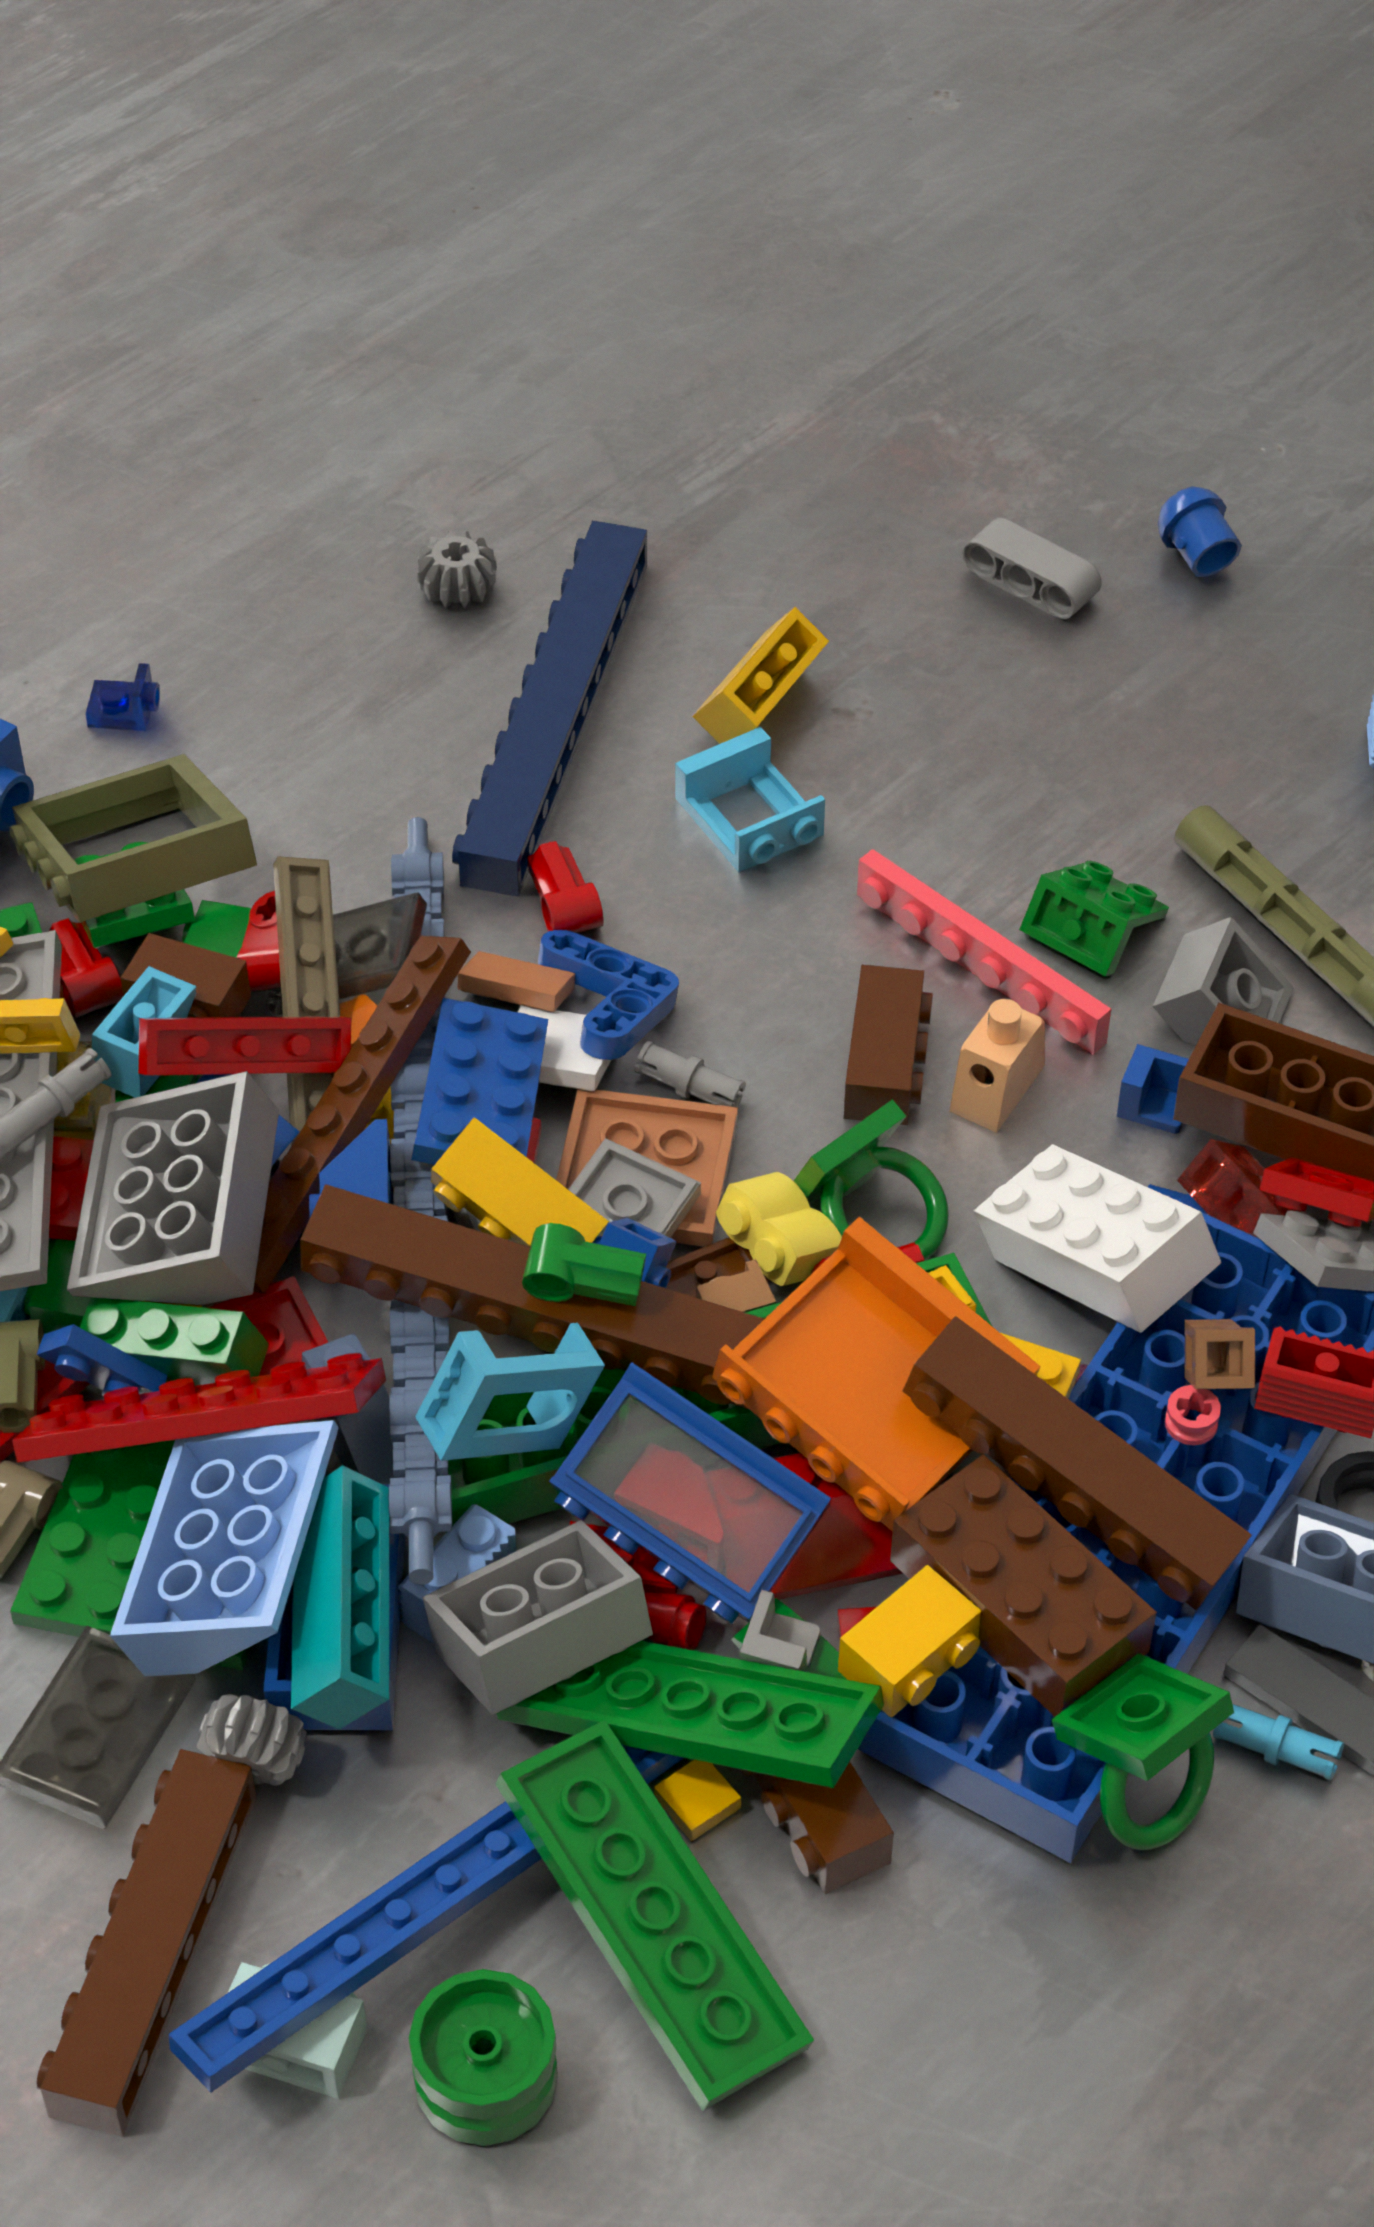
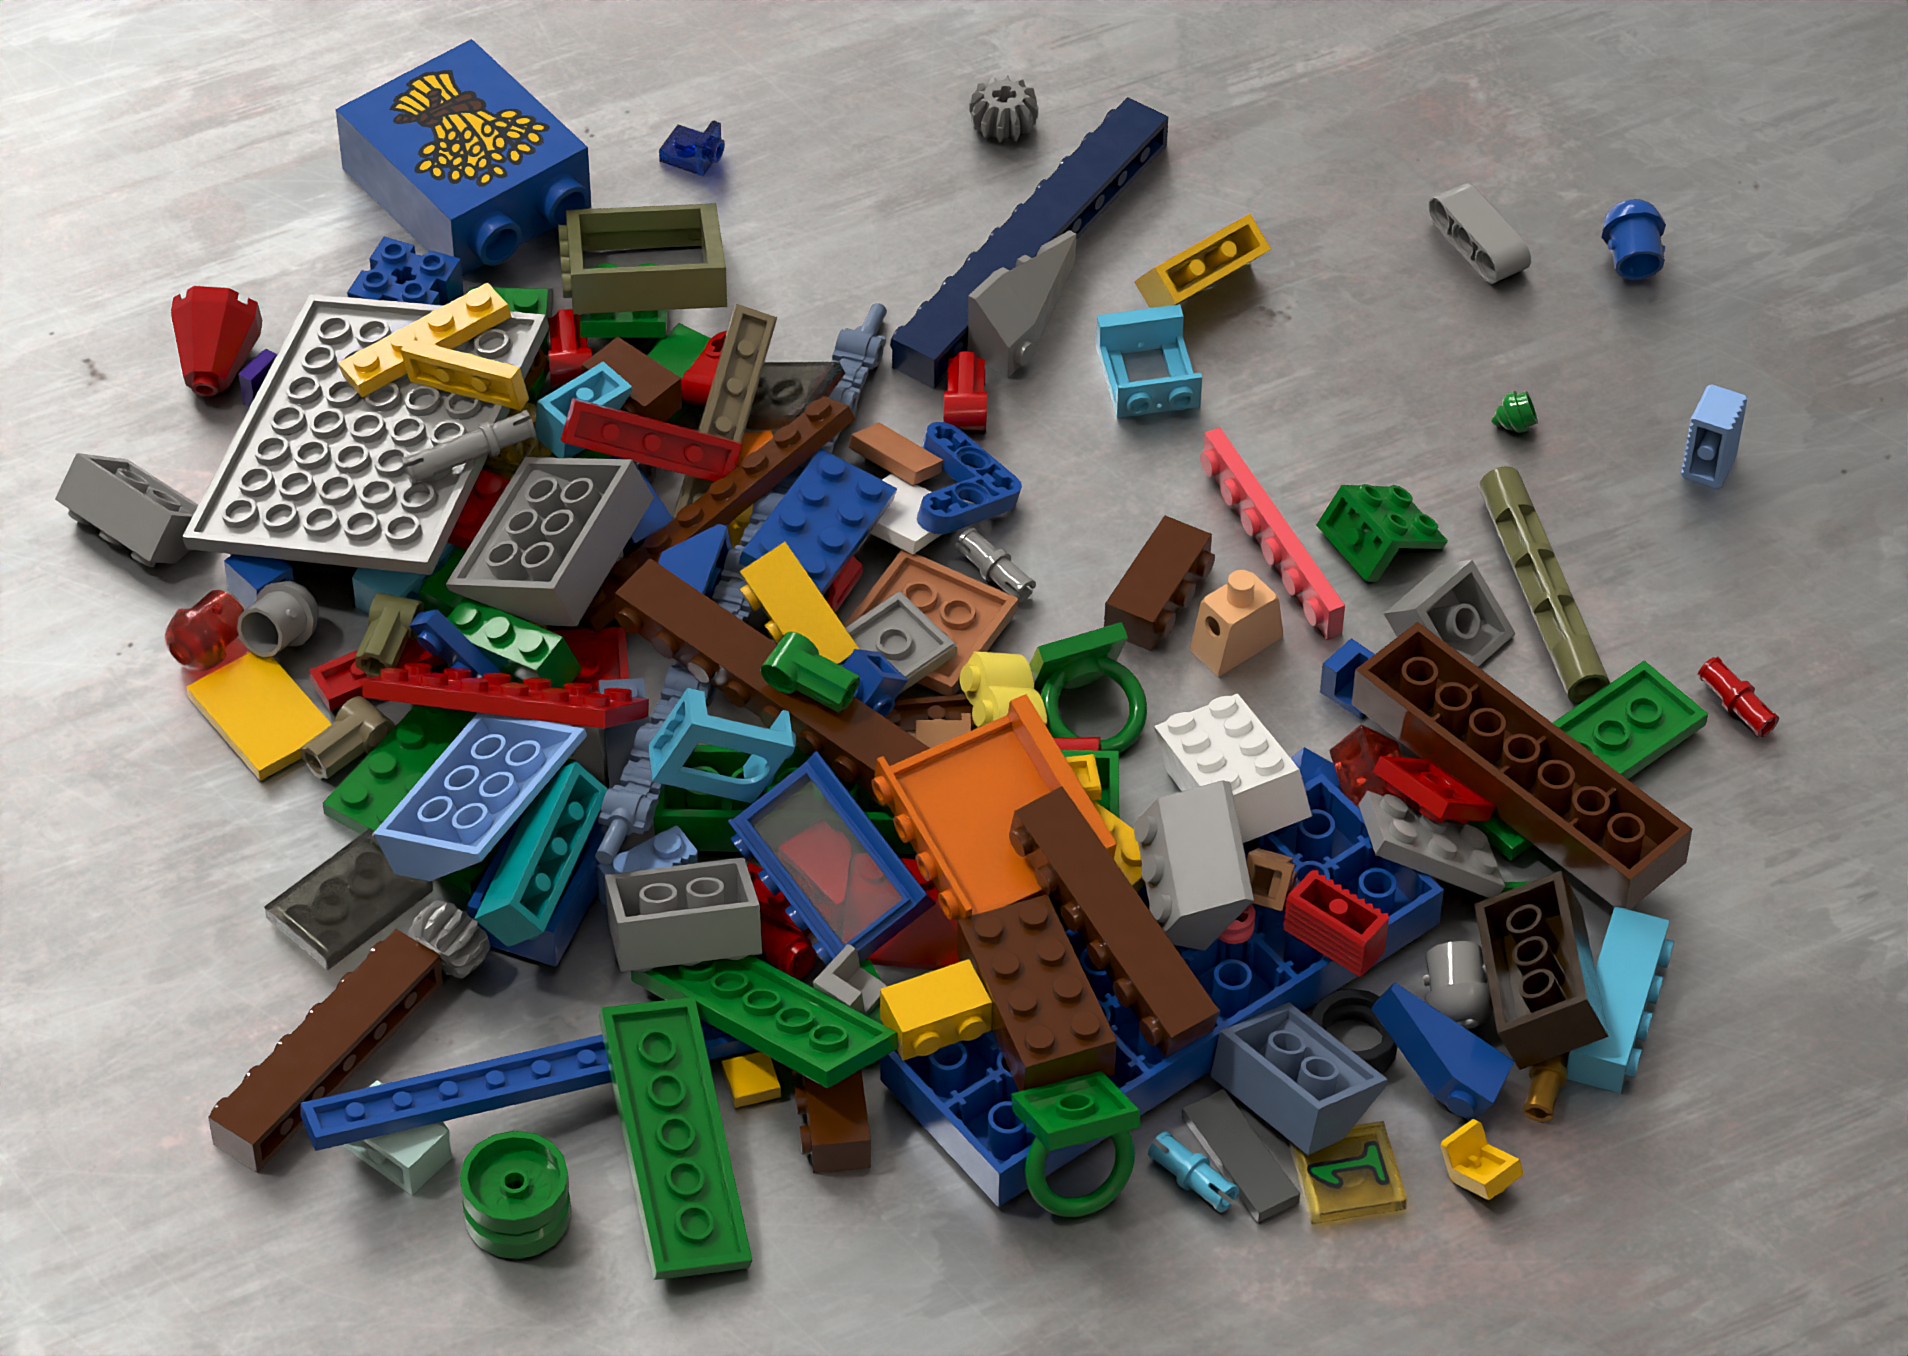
camera: 20 degrees right, 0 degrees up
(575, 781) = (1015, 305): none -> light grey wedge
(1135, 1359) = (1194, 863): none -> light grey slope
(1169, 747) = (1515, 412): none -> green plate

